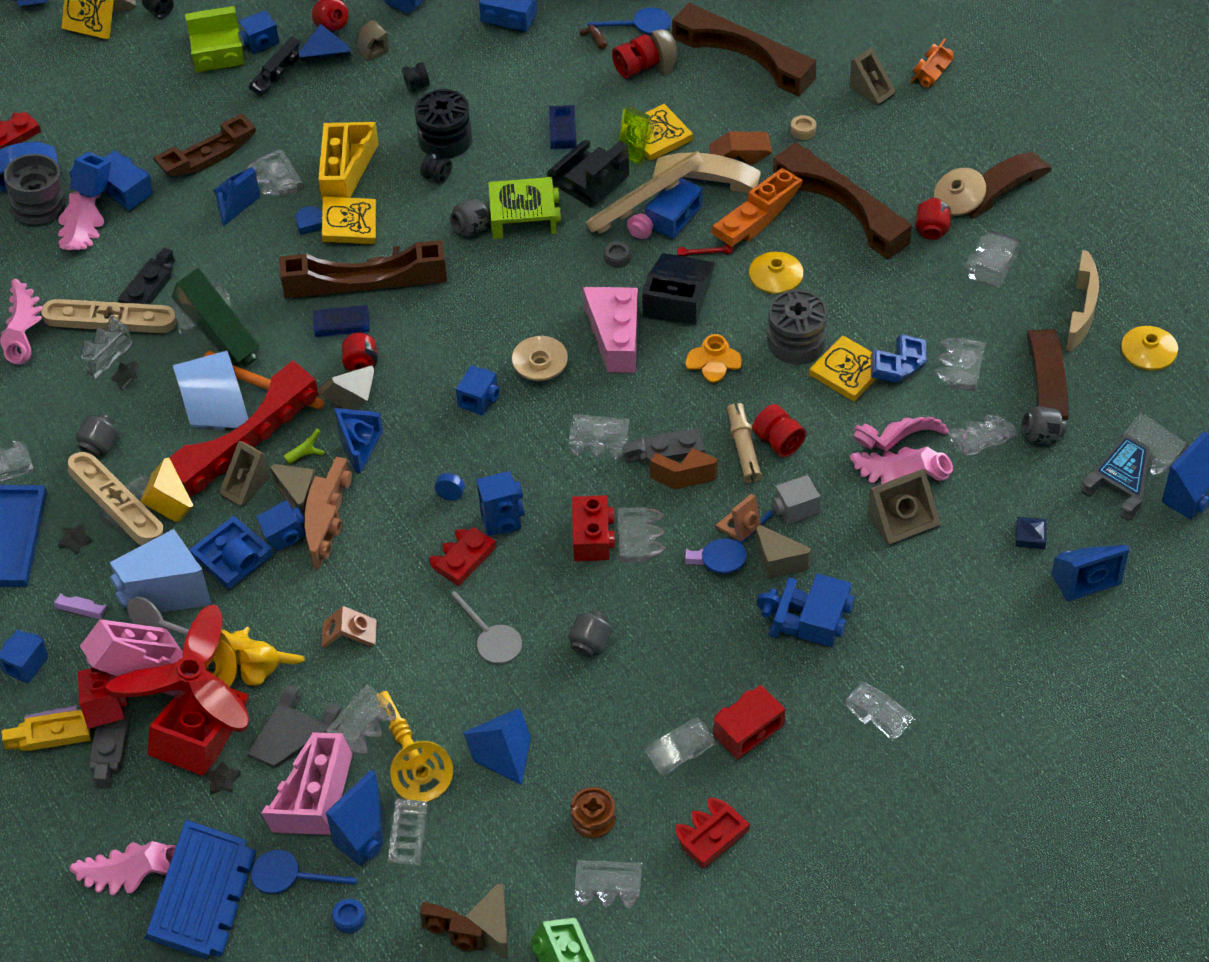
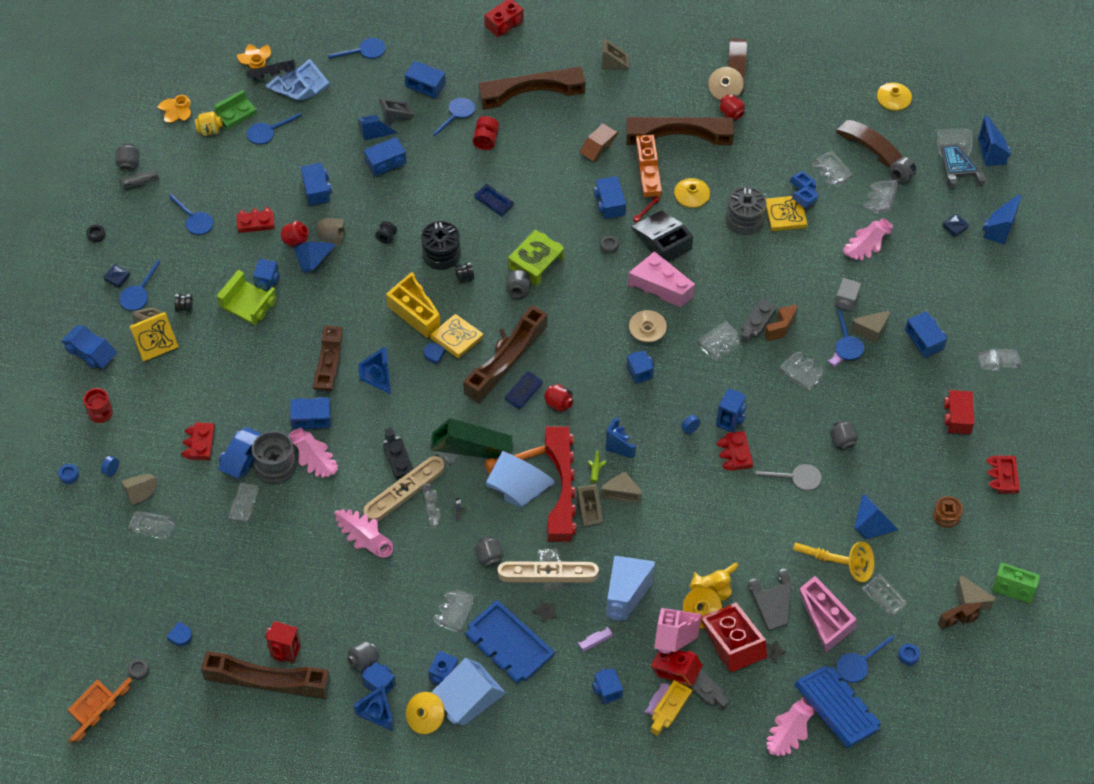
camera: 50 degrees left, 5 degrees up
(90, 174) = (304, 422): blue brick -> none
(146, 613) = (646, 610): light grey piece -> none
(166, 492) = (566, 545): yellow slope -> none
(205, 688) = (727, 615): red piece -> none
(231, 552) = (634, 543): blue plate -> none
(275, 67) = (302, 286): black hinge -> none
(277, 174) = (392, 341): clear plate -> none
(282, 525) = (643, 511): blue brick -> none
(322, 508) = (653, 492): nougat slope -> none
(349, 389) = (582, 417): dark tan slope -> none
(351, 625) = (739, 528): nougat bracket -> none
(357, 820) = (867, 608): blue slope -> none
(362, 718) = (802, 565): clear plate -> none
(591, 175) = (547, 213): black piece -> none
(591, 528) = (779, 386): red brick -> none
(597, 36) = (451, 139): reddish brown piece -> none
(608, 881) = (993, 533): clear plate -> none
(624, 206) = (594, 200): tan piece -> none
(635, 132) = (545, 175): clear neon green tile -> none
(640, 226) = (604, 220): bright pink plate -> none
(666, 49) = (499, 116): dark tan brick -> none
(667, 133) = (544, 165): yellow tile -> none
(680, 744) = (944, 449): clear slope -> none
(714, 358) = (723, 260): light orange plate -> none
(717, 168) = (593, 166): tan slope -> none
(741, 433) = (792, 289): tan pin -> none
(745, 519) = (842, 324): nougat bracket -> none
(776, 427) = (800, 268): red wheel -> none
(790, 598) = (904, 349): blue hips -> none
(803, 127) = (610, 108): tan tile -> none
(895, 431) = (846, 225): bright pink plant -> none
(903, 507) = (896, 259): dark tan slope -> none
(926, 70) = (629, 27): orange hinge -> none
(993, 258) = (782, 106): clear brick -> none
(1088, 281) = (832, 81): tan slope -> none

